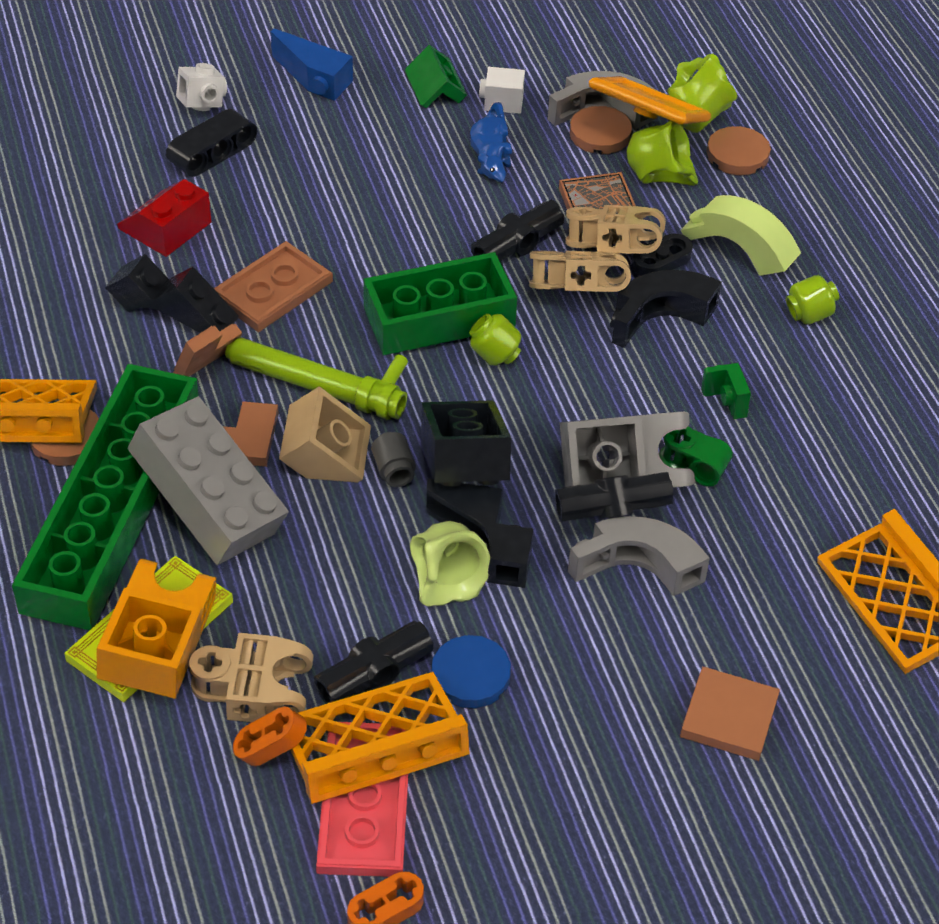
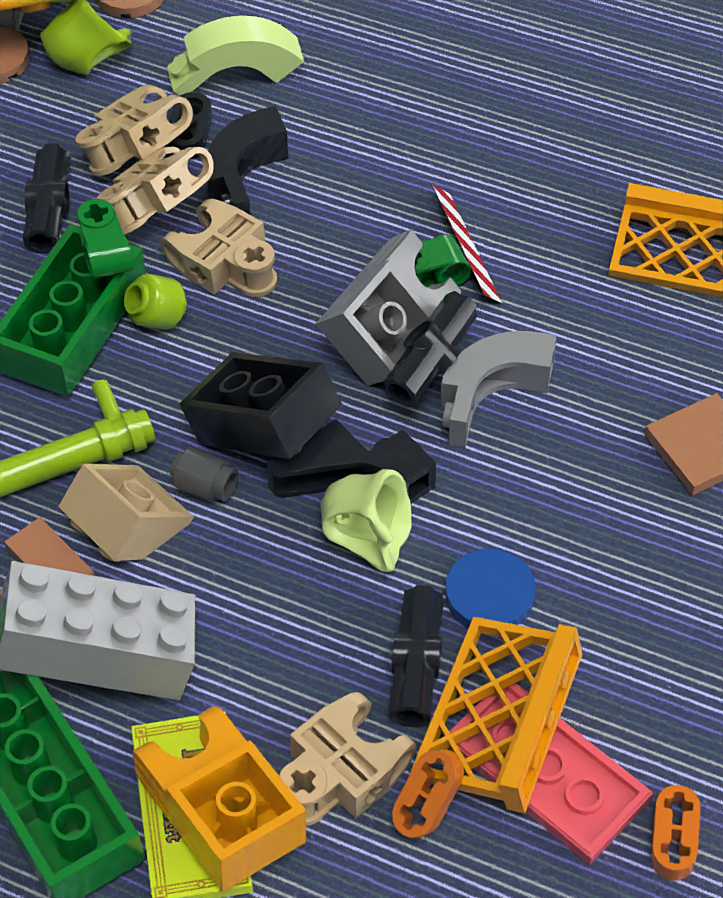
camera: 45 degrees left, 5 degrees up
(490, 271) = (103, 240): none -> green piece
(580, 347) = (226, 252): none -> tan piece
(596, 191) = (64, 115): tile -> none
(730, 385) = (385, 187): green bracket -> none
(742, 464) = (467, 244): none -> sticker
(812, 299) = (352, 69): lime head -> none

